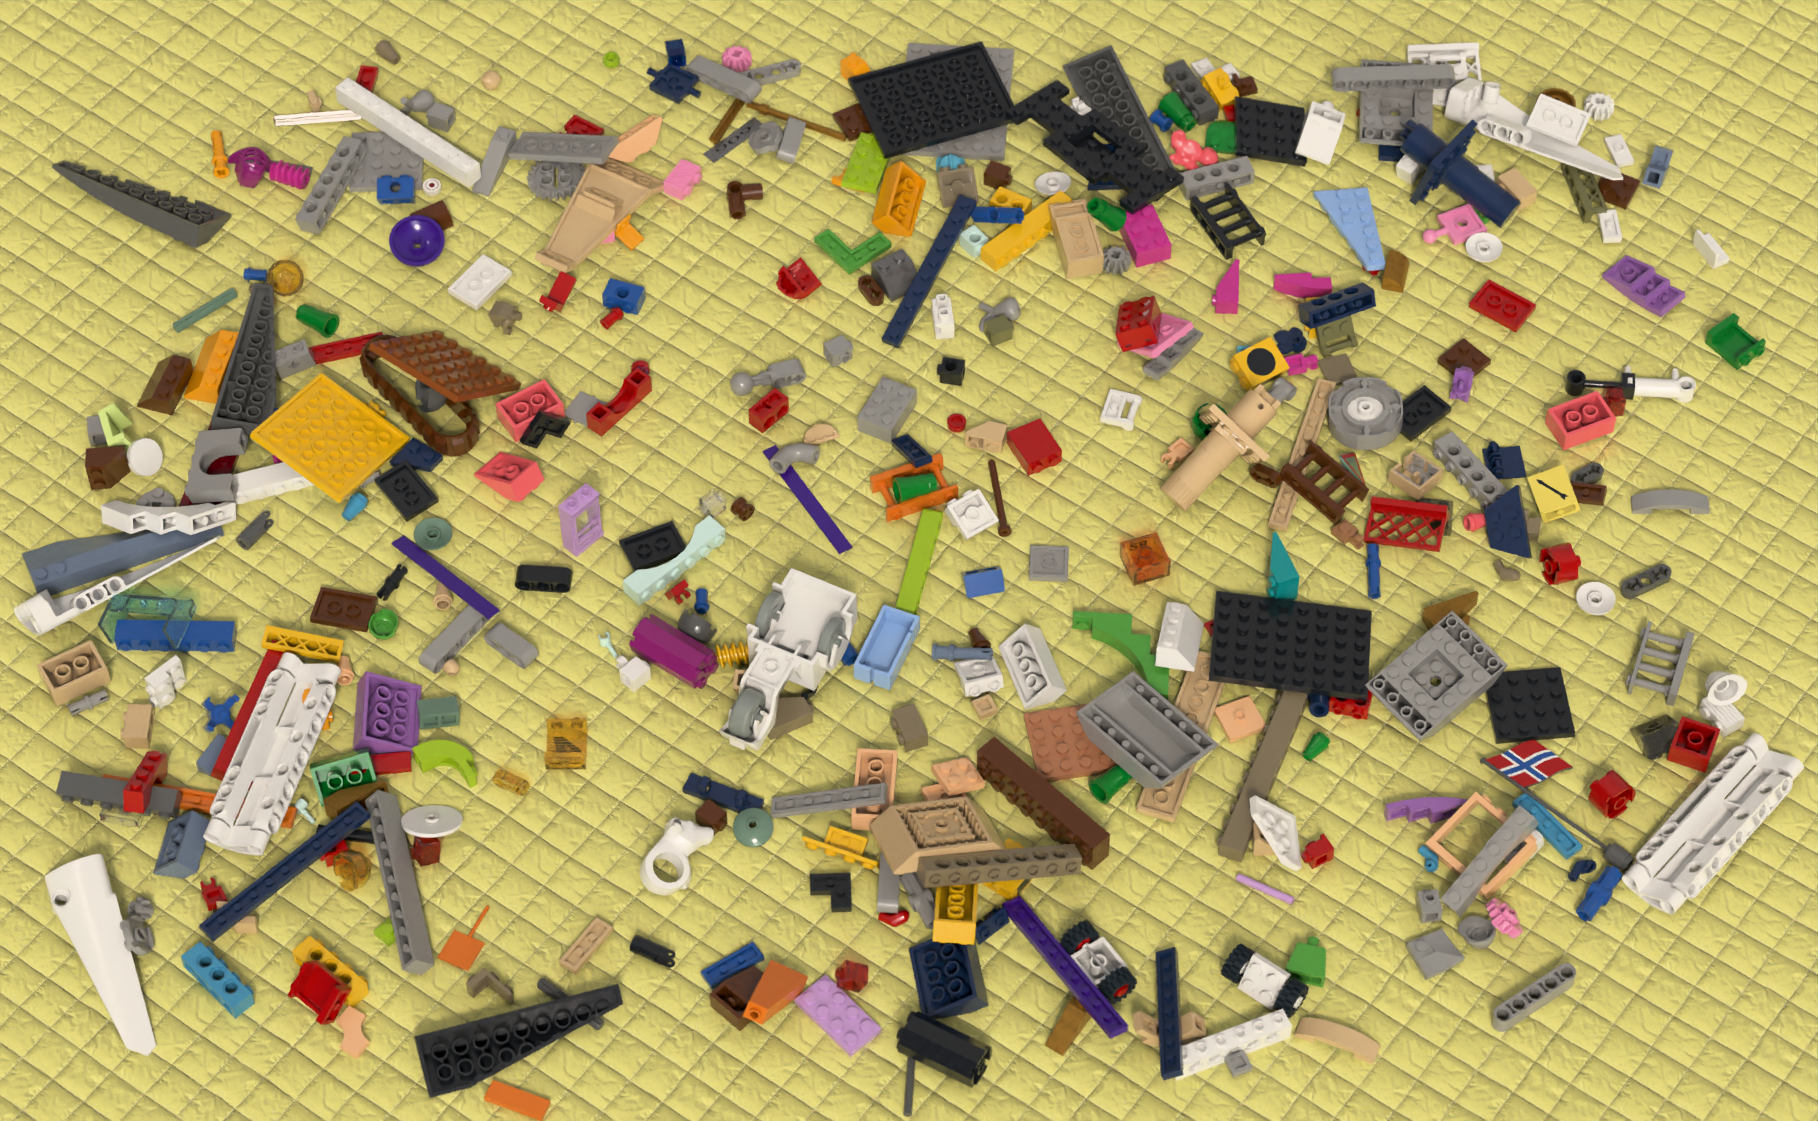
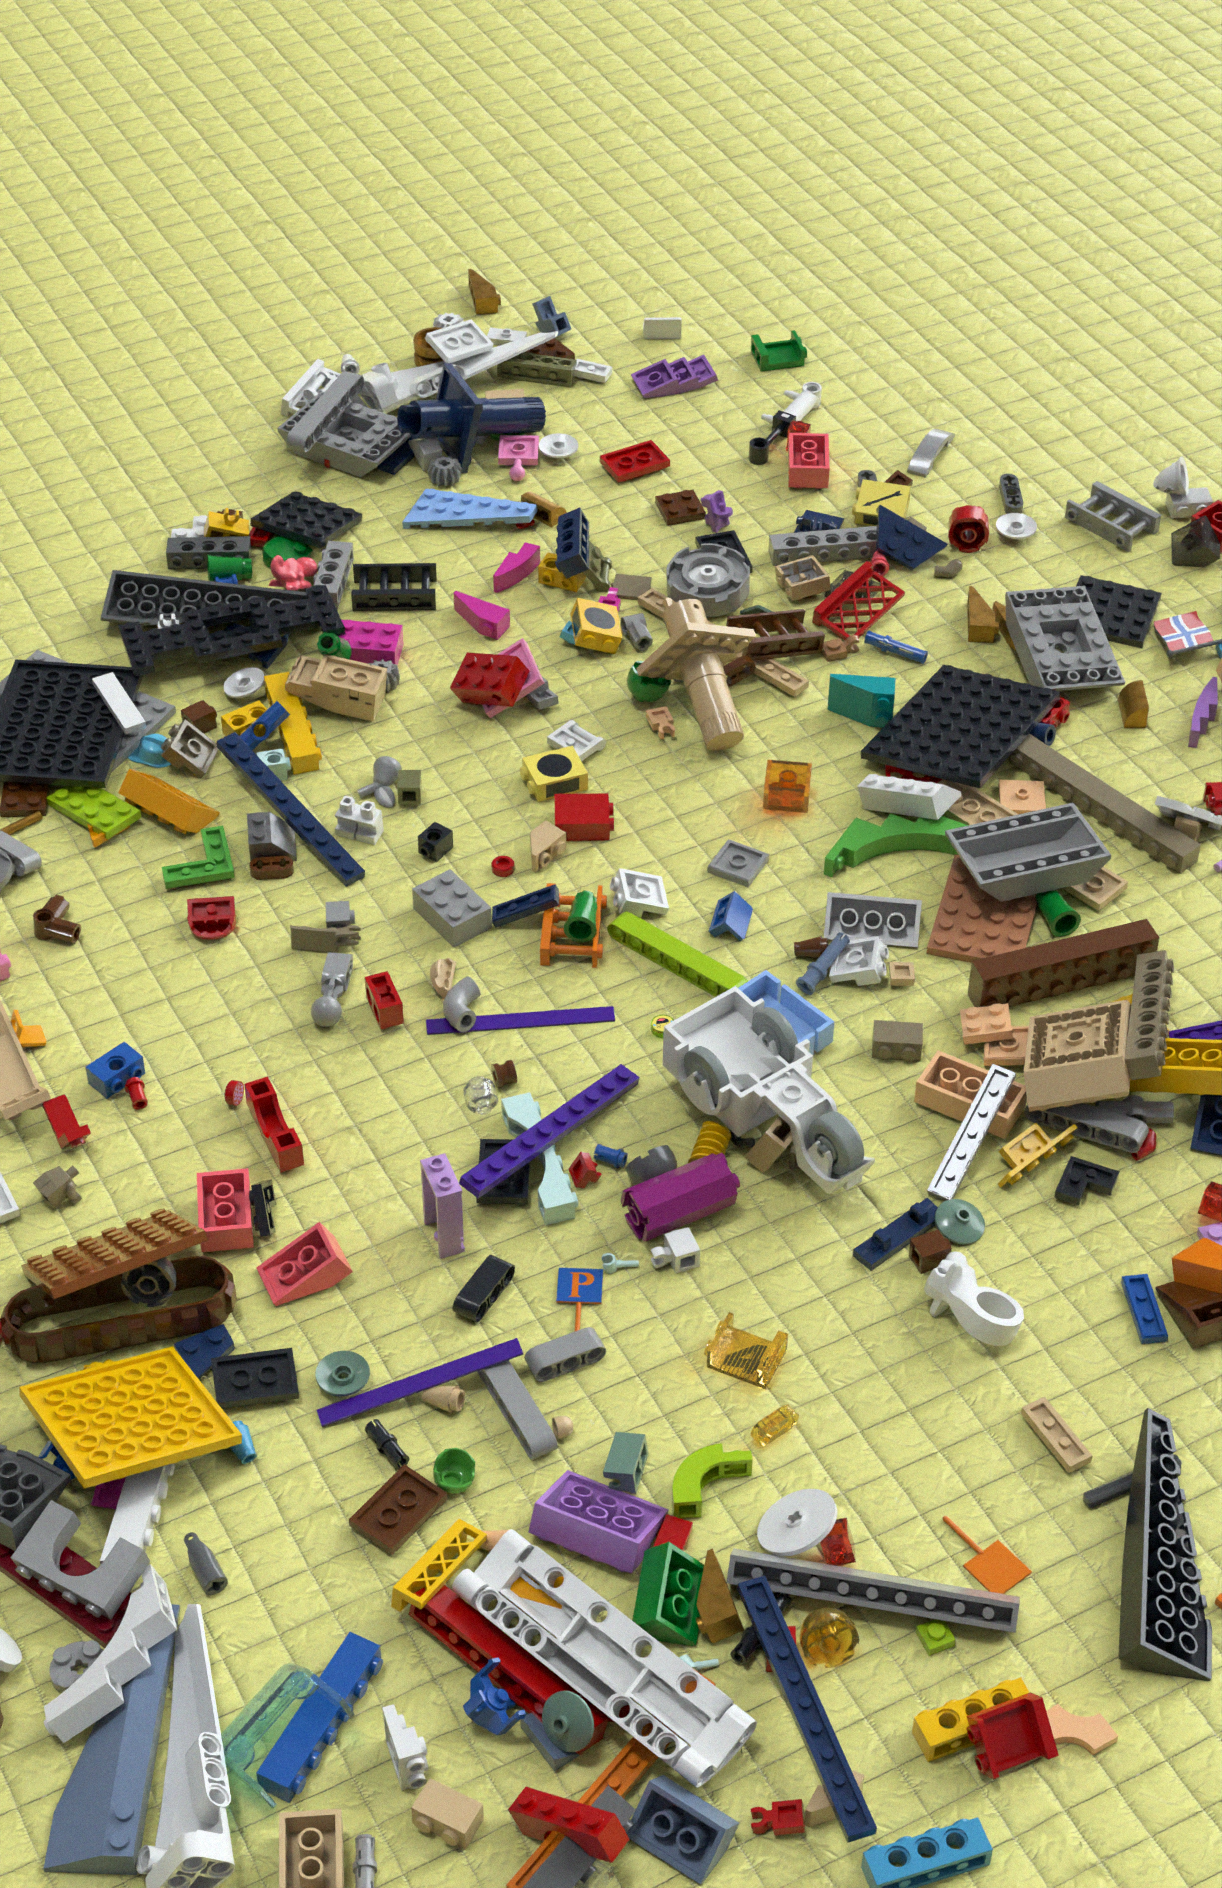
camera: 65 degrees left, 10 degrees down
(216, 753) = (576, 1717): none -> sand green dish
(484, 978) = (1068, 1546): dark tan bracket -> none
(576, 633) = (579, 1287): none -> blue piece
(580, 406) = (256, 1161): light grey piece -> none
(652, 951) = (1093, 1372): black piece -> none
(691, 553) = (548, 1131): none -> dark purple plate
(814, 354) = (323, 939): none -> dark tan arm
(847, 582) = (658, 1024): none -> tile
(968, 121) = (119, 703): none -> white tile
(1004, 529) = (673, 878): reddish brown bar -> none
(1072, 411) = (554, 773): none -> light yellow brick
(1290, 341) = (569, 597): dark blue plate -> none
(1317, 744) = (1086, 755): green cone -> none
(1320, 132) = (338, 486): white slope -> none
(1396, 189) = (444, 471): none -> light grey gear
(1403, 759) = (1134, 705): none -> pearl gold brick
(1496, 67) = (349, 364): none -> white cone
(1661, 110) = (483, 294): none -> pearl gold slope

